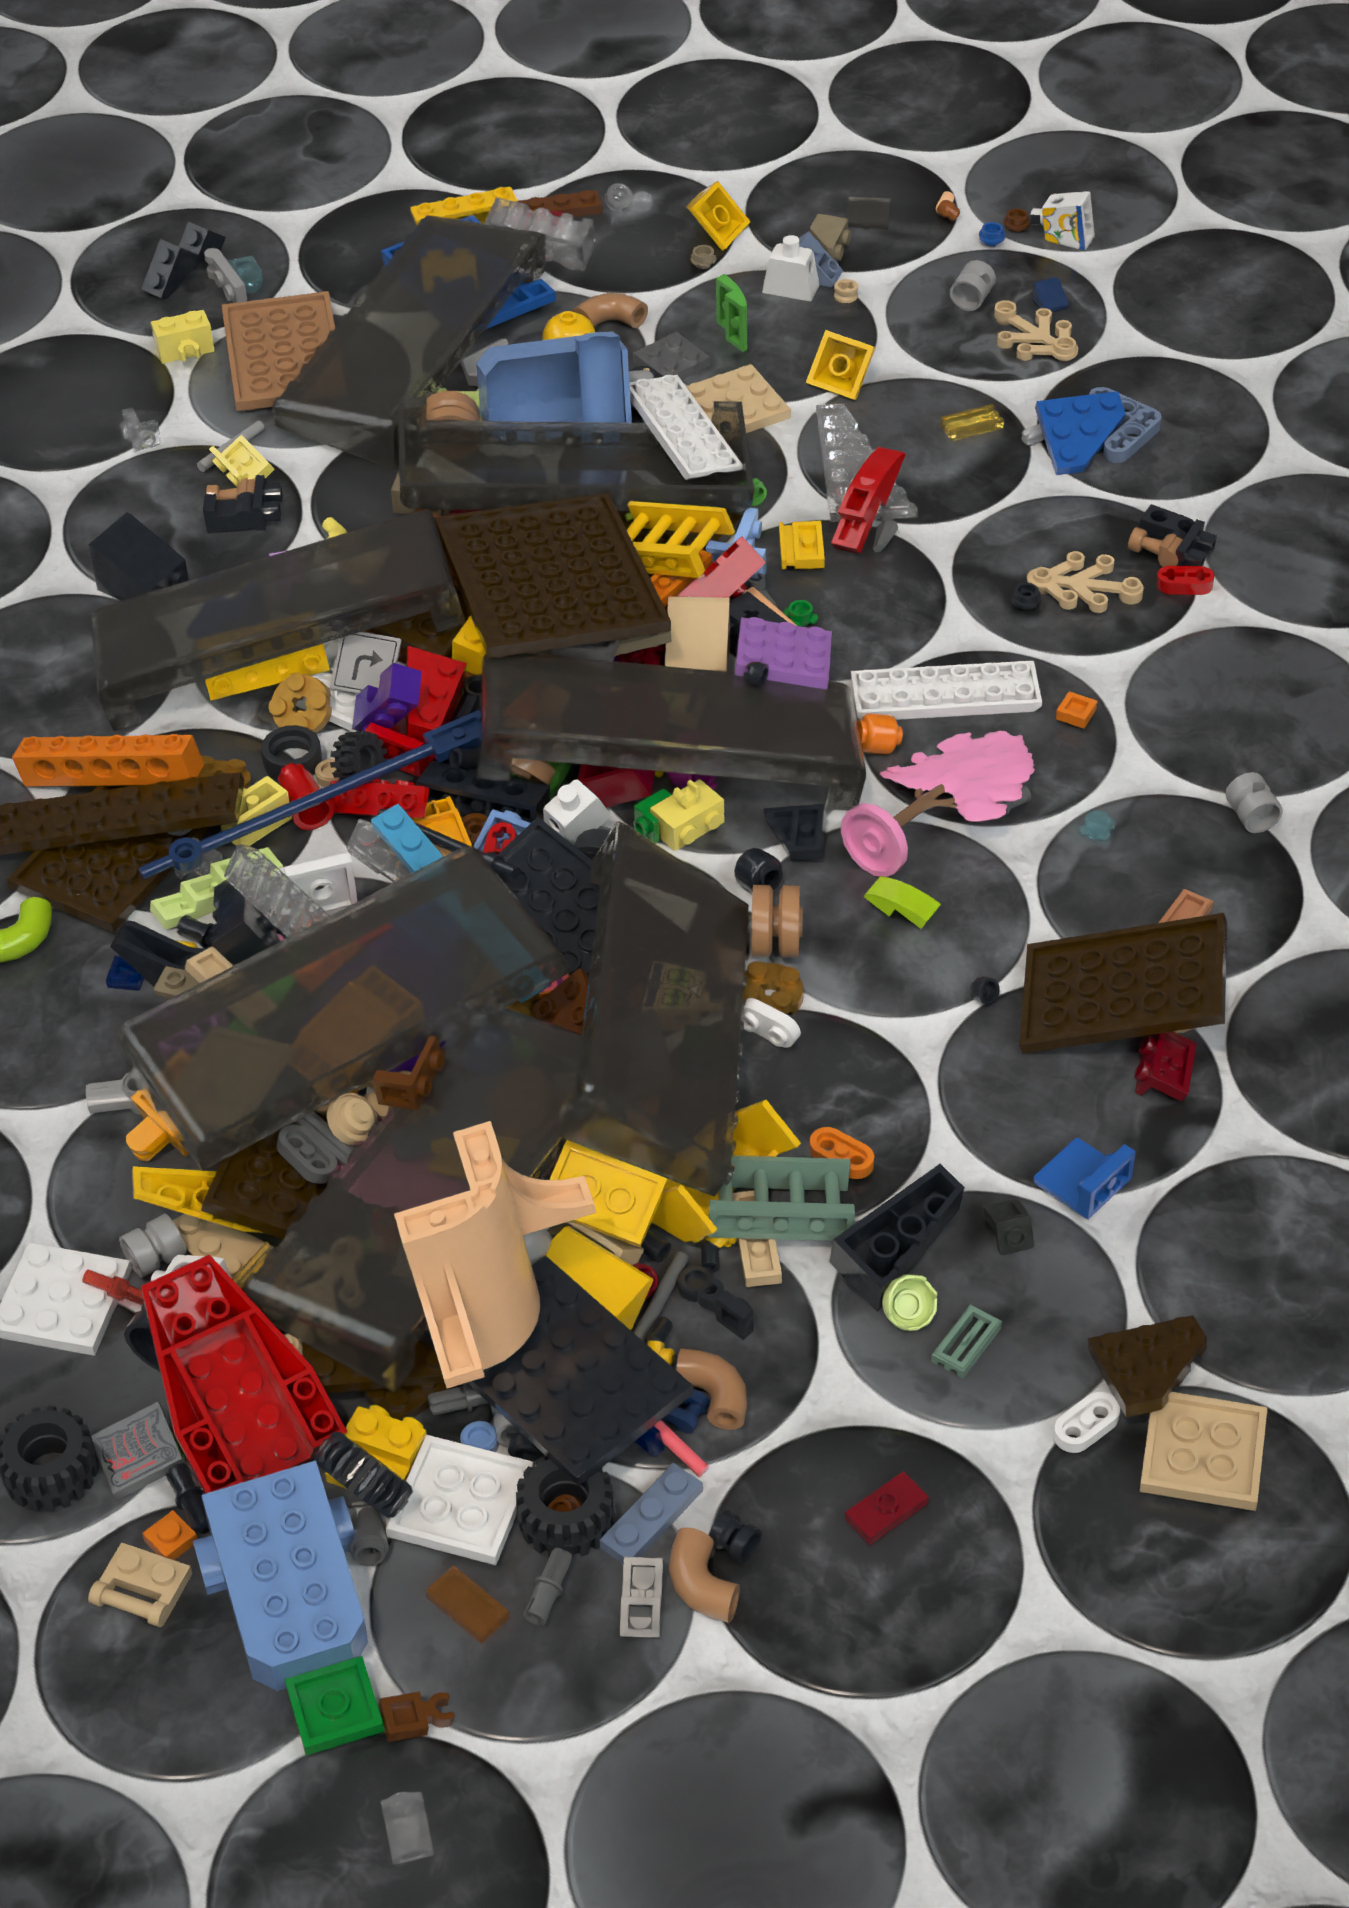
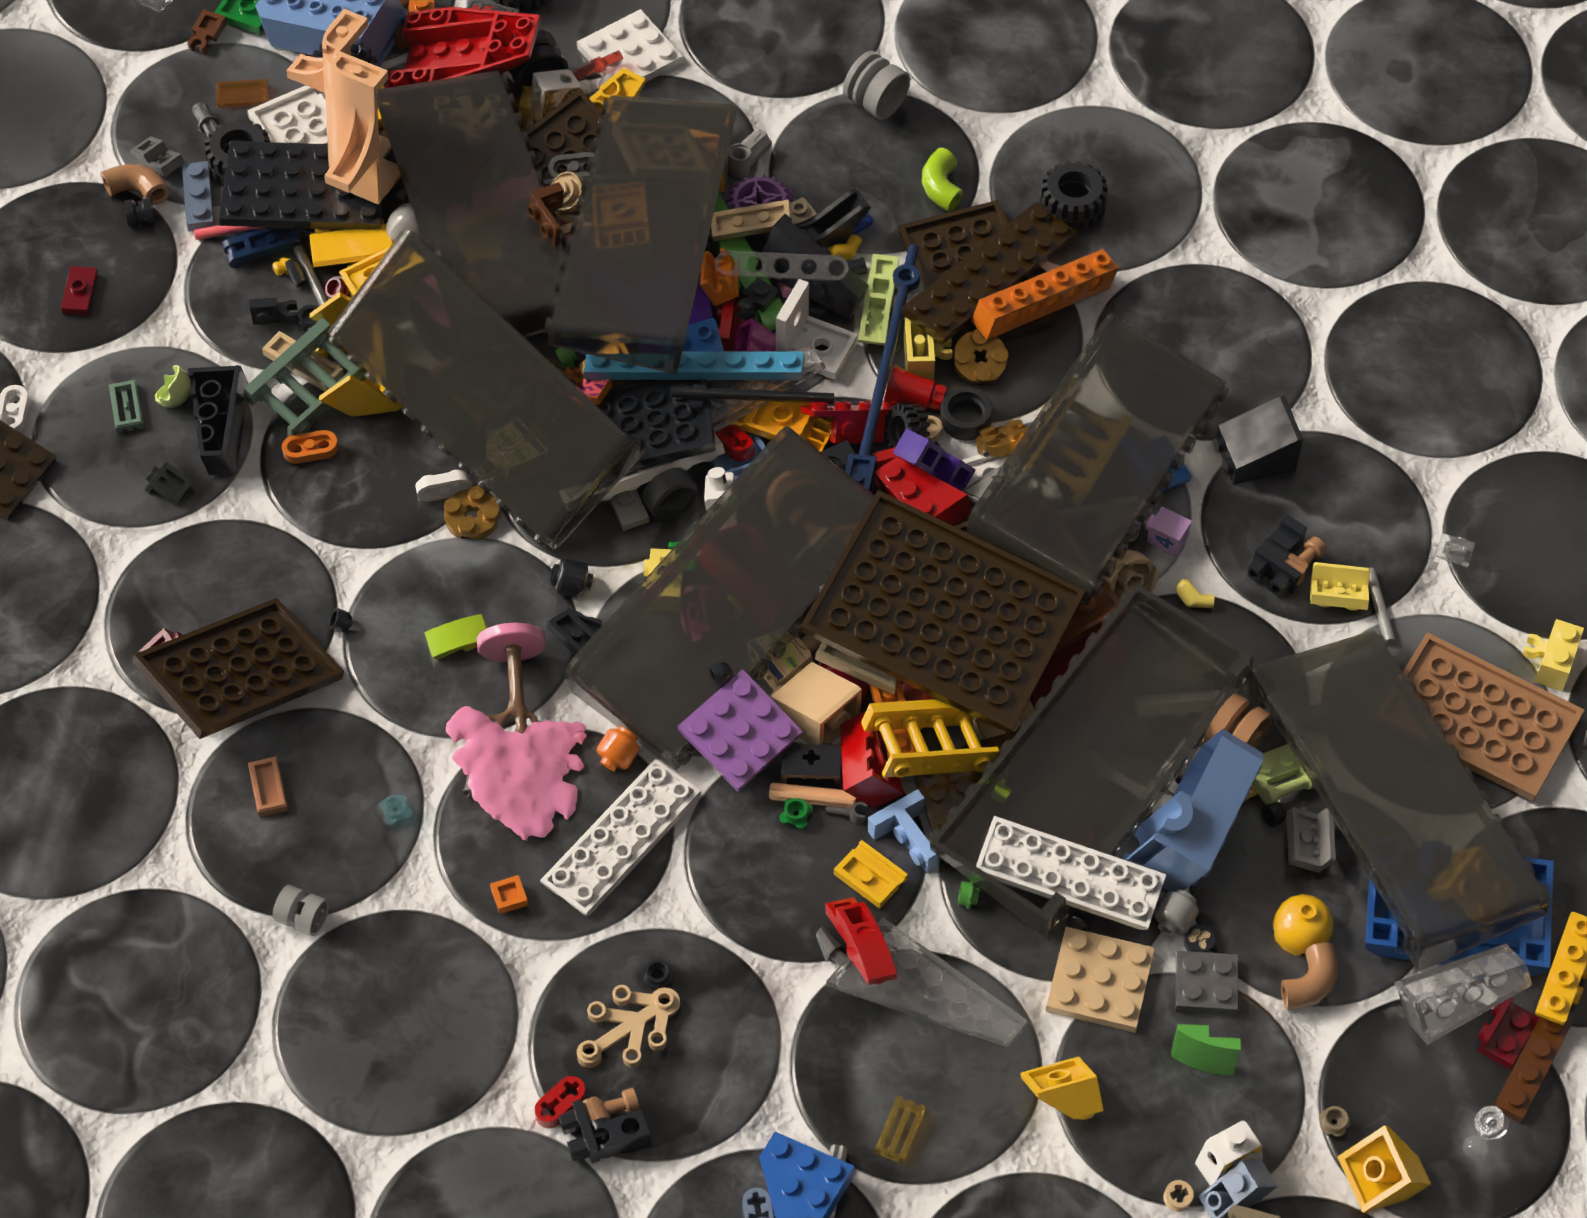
camera: 130 degrees right, 10 degrees up
(722, 1383) = (233, 273): medium nougat cylinder -> none
(776, 921) = (507, 536): medium nougat wheel -> none
(1085, 1176) = (150, 546): blue bracket -> none

